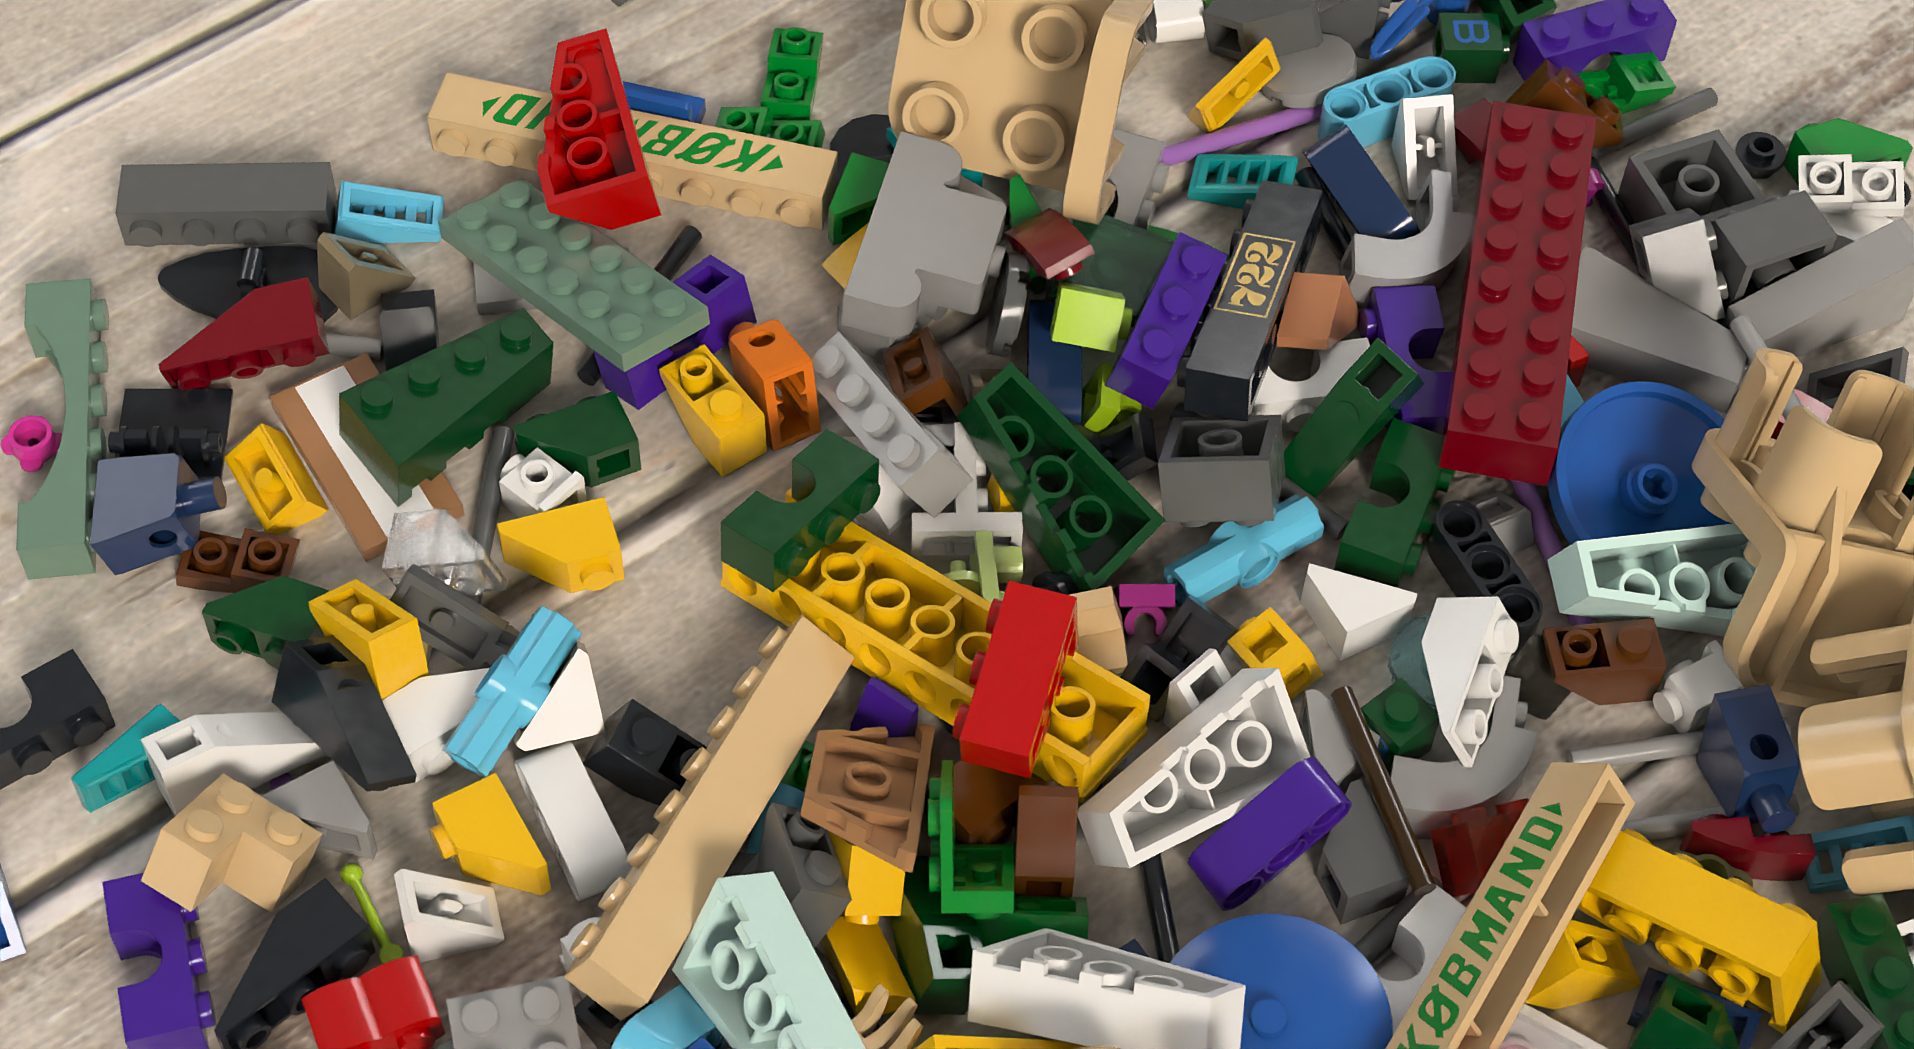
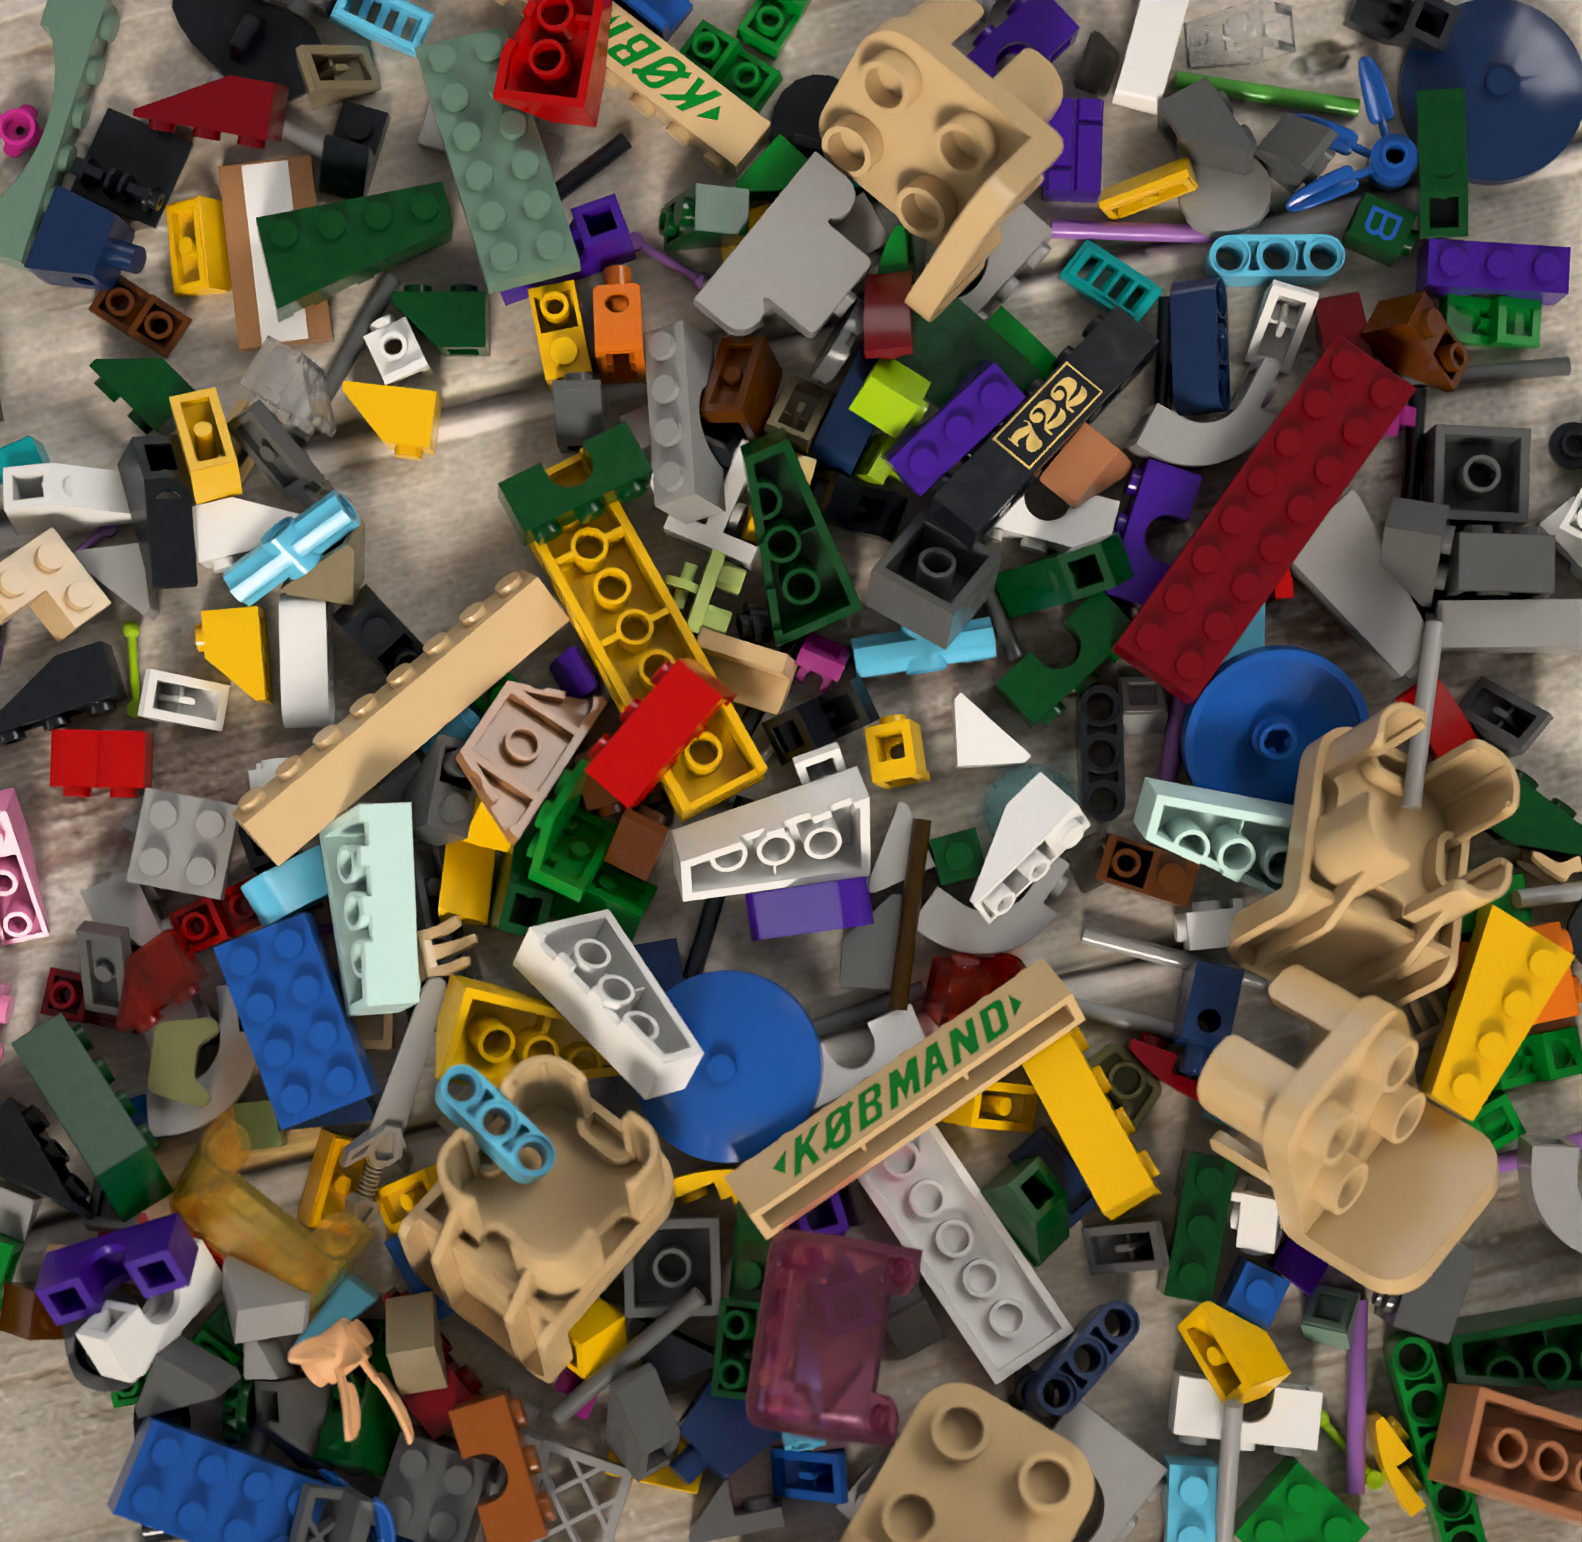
camera: 25 degrees right, 30 degrees up
(764, 450) = (578, 410): none -> dark grey slope
(811, 252) = (705, 218): none -> dark green slope
(830, 322) = (640, 245): none -> medium lavender hinge
(1153, 95) = (1079, 166): none -> dark purple brick

